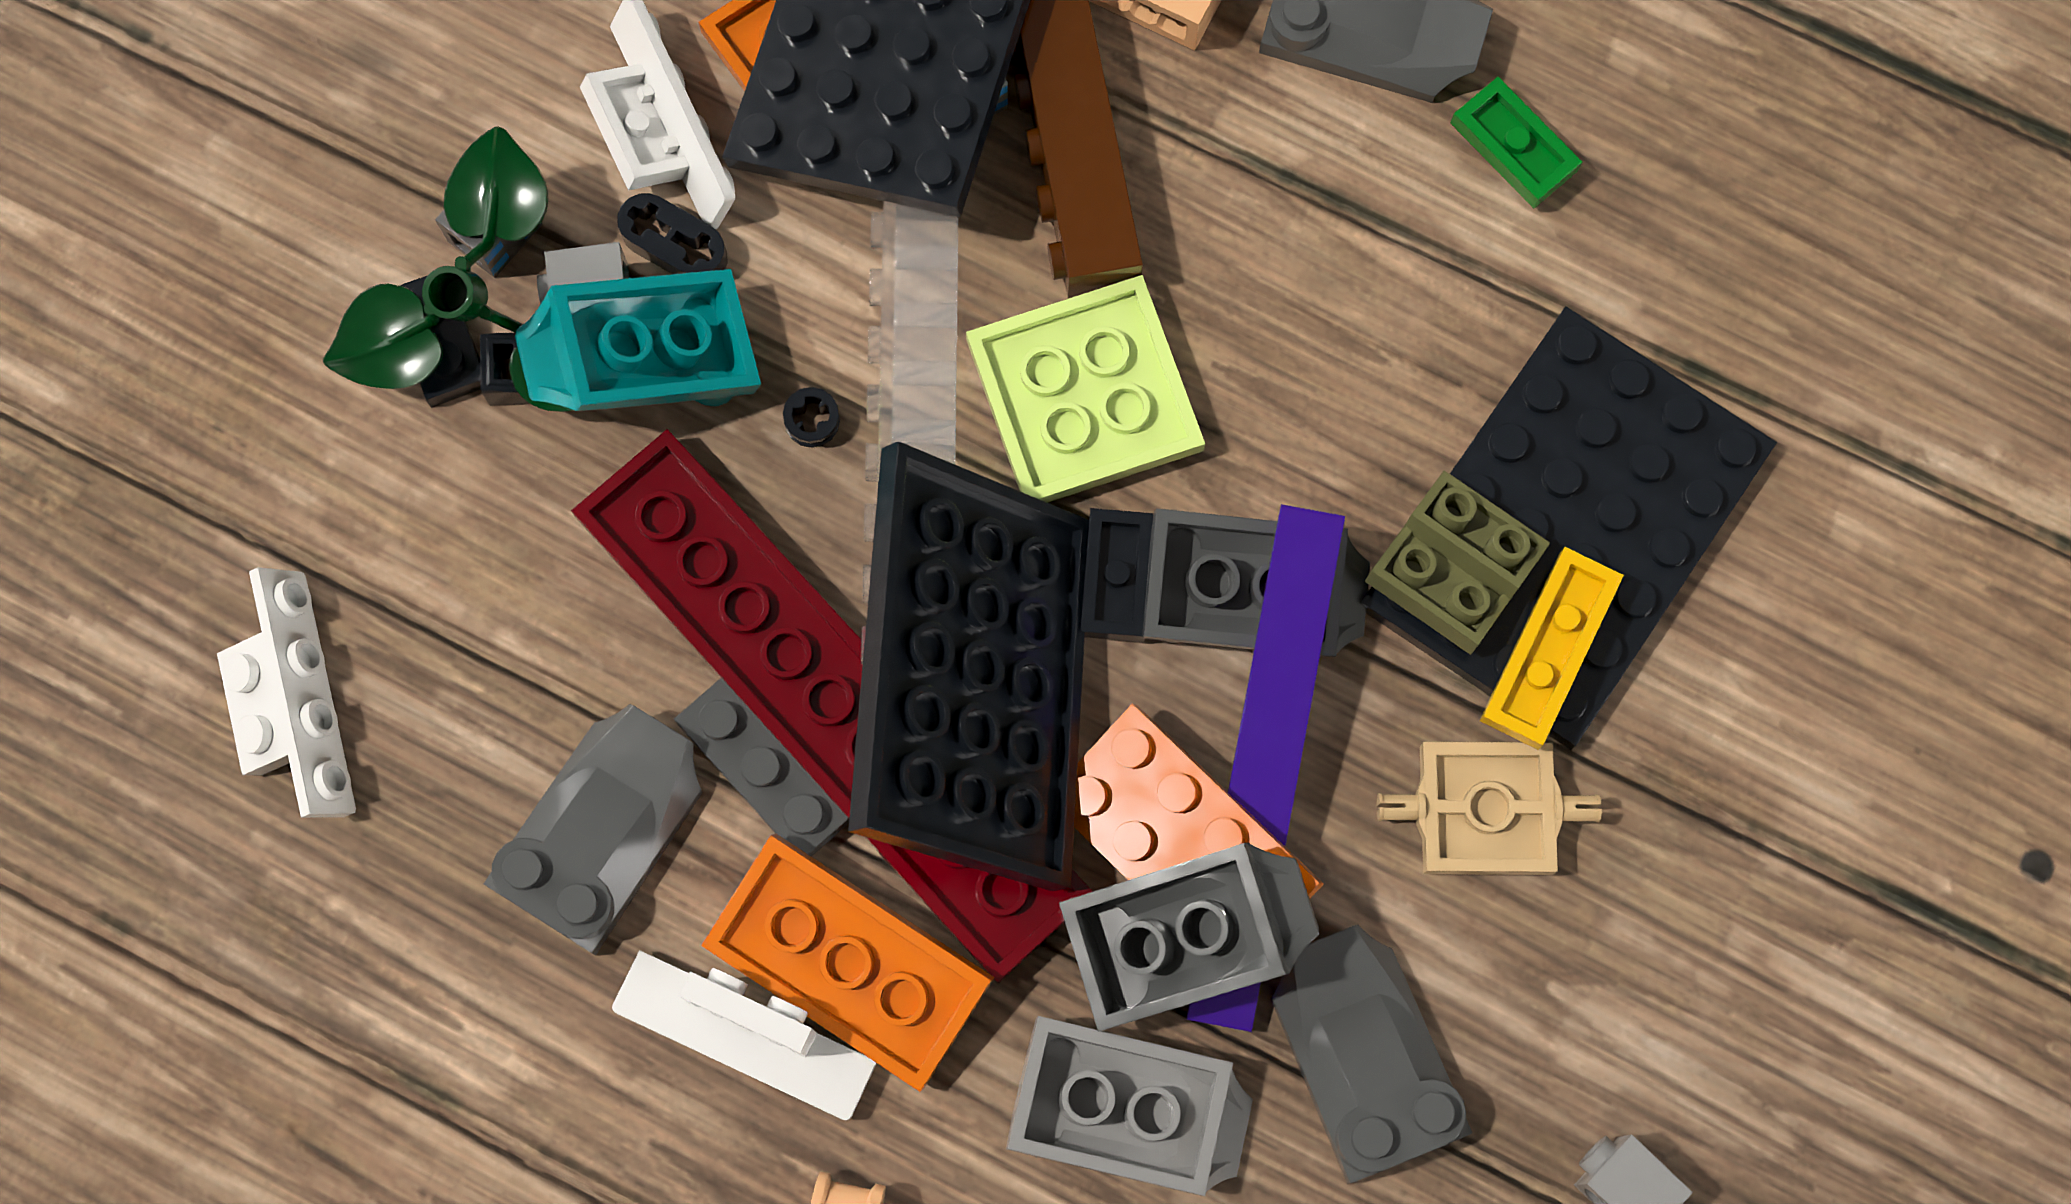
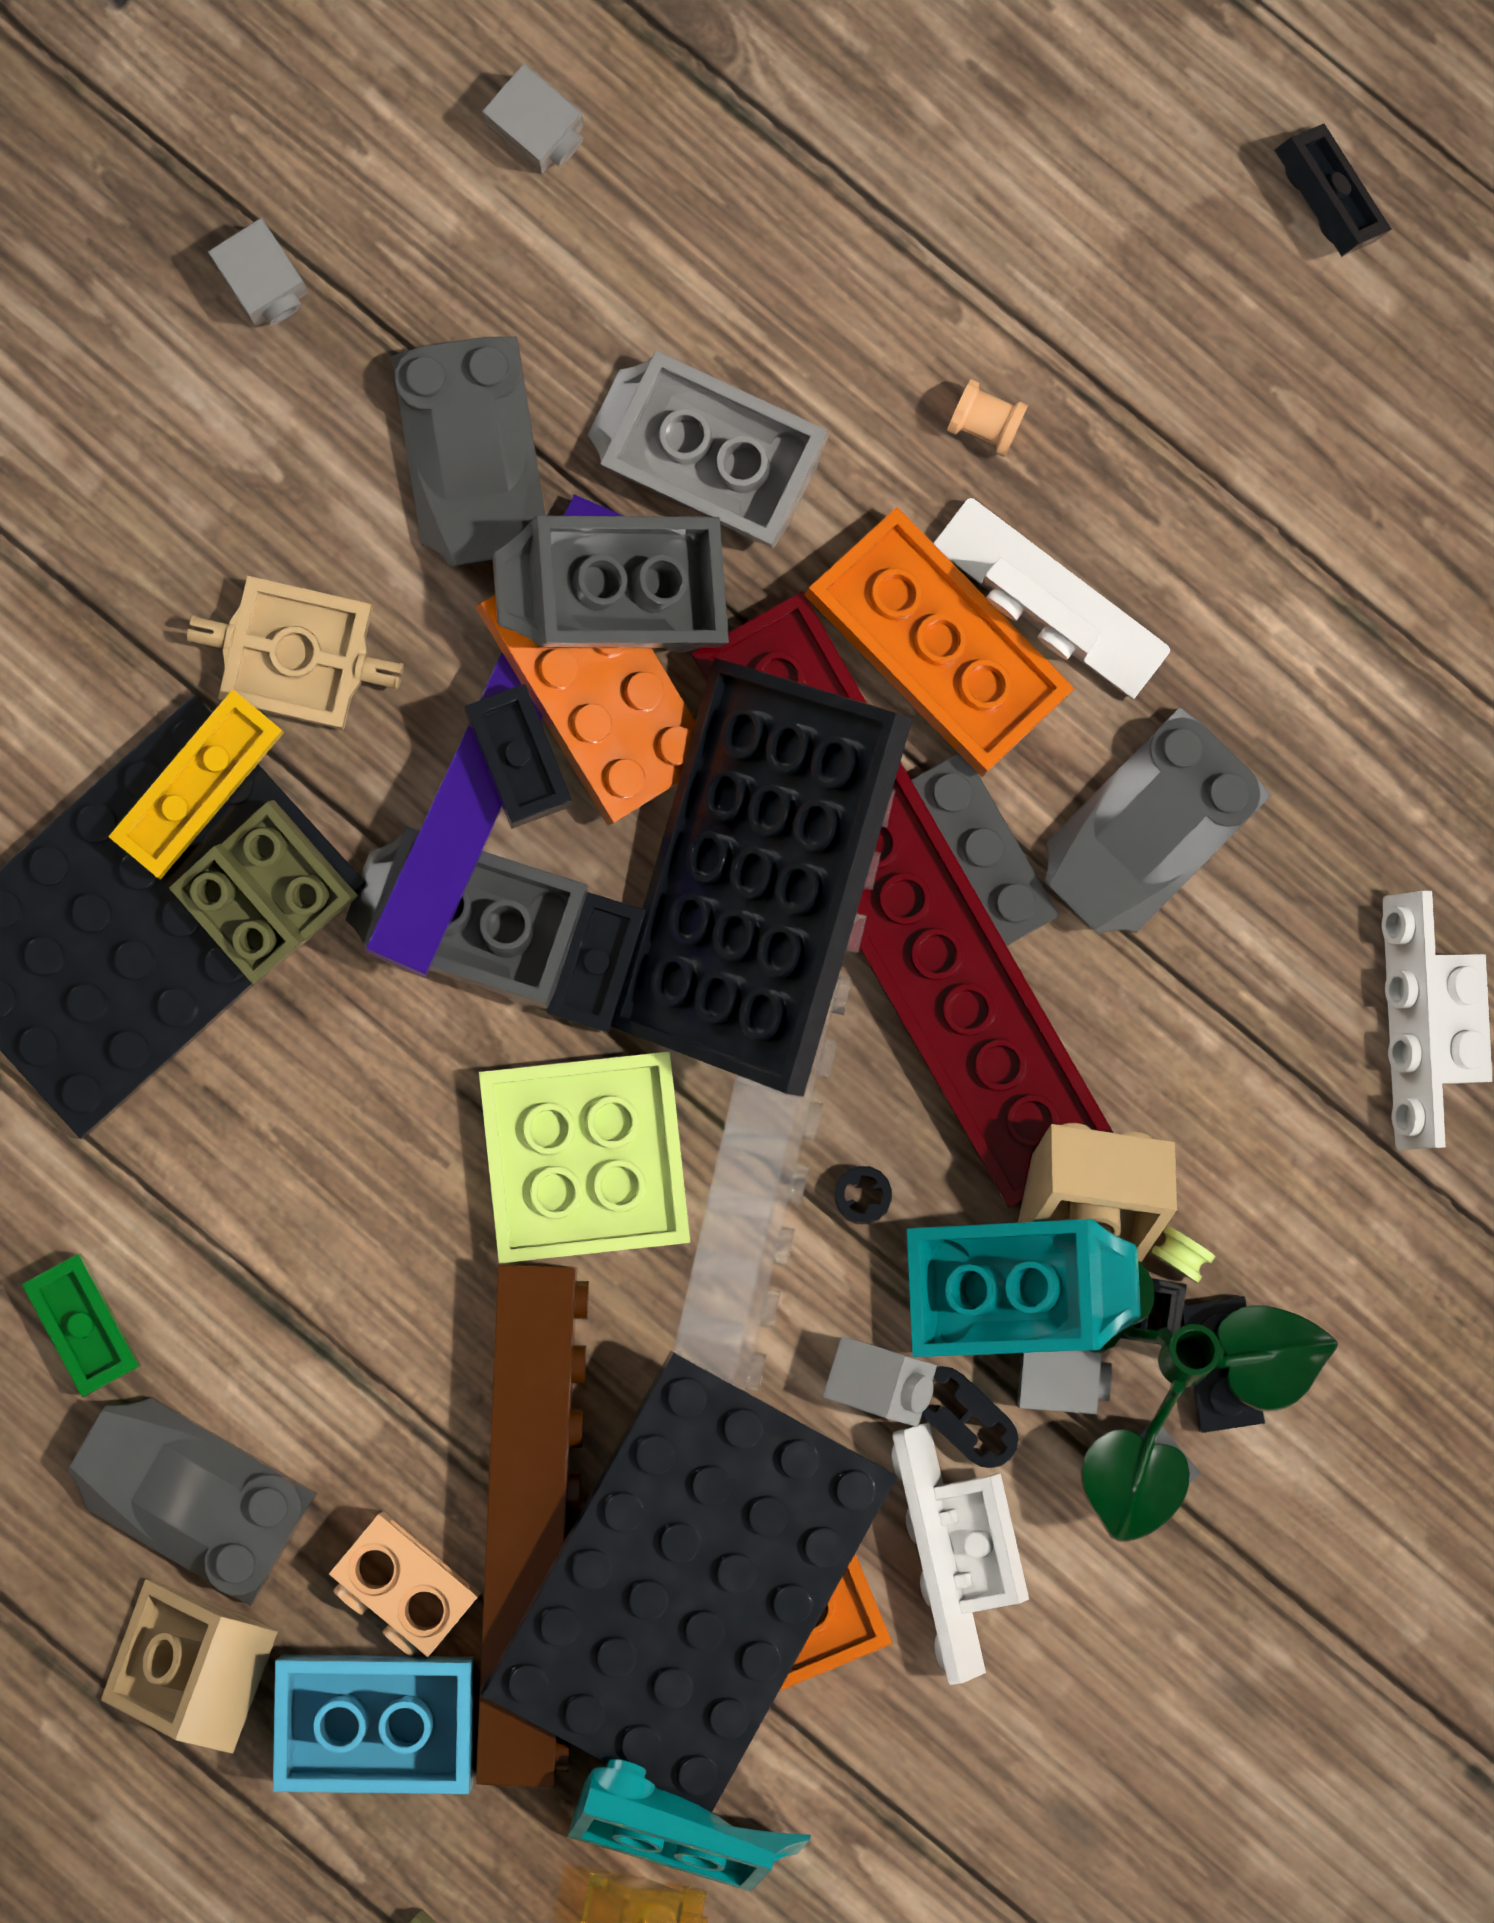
camera: 165 degrees left, 10 degrees up
(492, 424) = (1182, 1254): none -> yellowish green bush
(578, 458) = (1106, 1177): none -> tan slope
(757, 242) = (880, 1381): none -> light grey brick
(1243, 737) = (518, 756): none -> black plate

